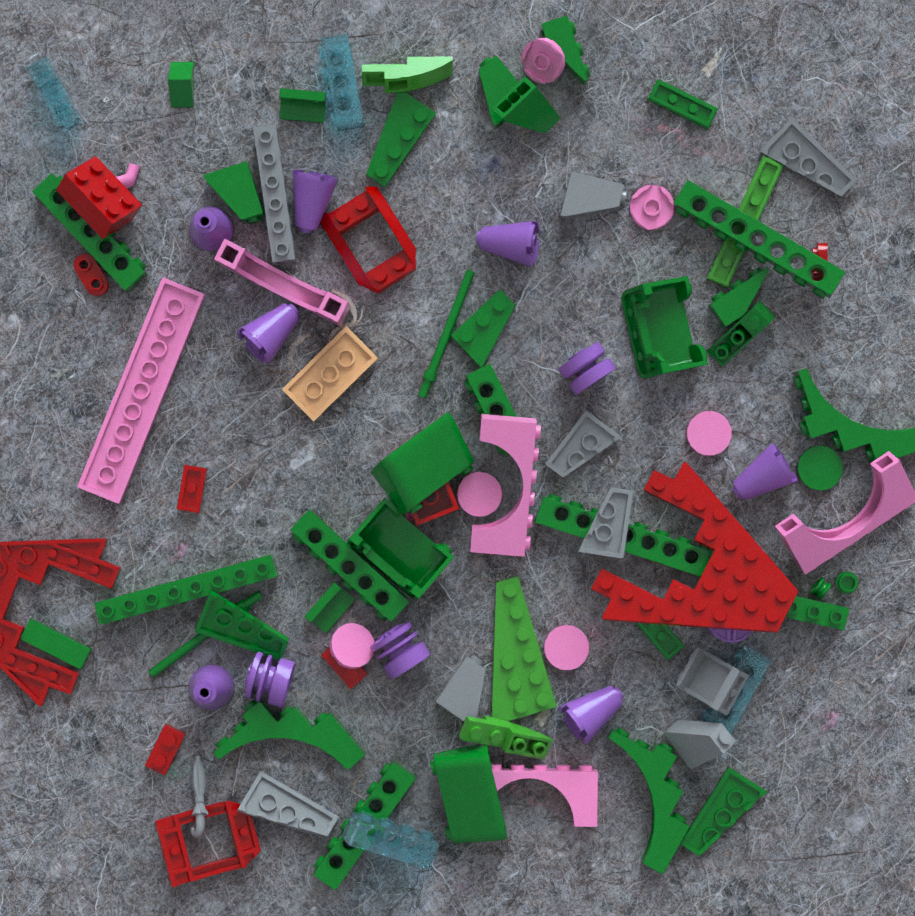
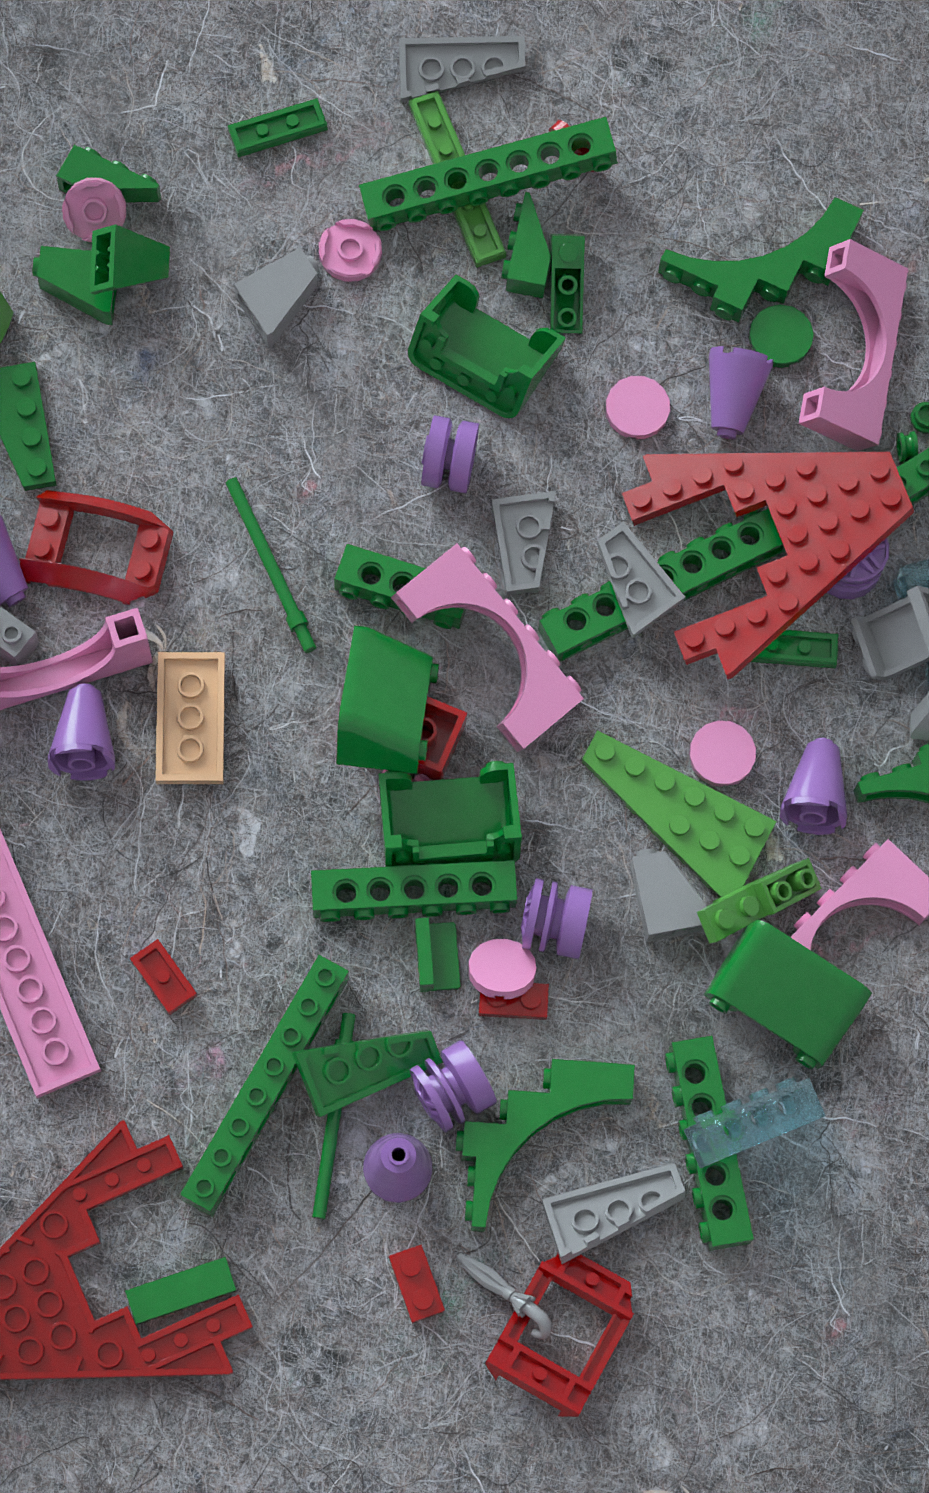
camera: 50 degrees left, 15 degrees down
(479, 494) = (473, 687): bright pink tile -> none
(483, 328) = (303, 524): green wing -> none
(511, 241) = (242, 408): medium lavender cone -> none

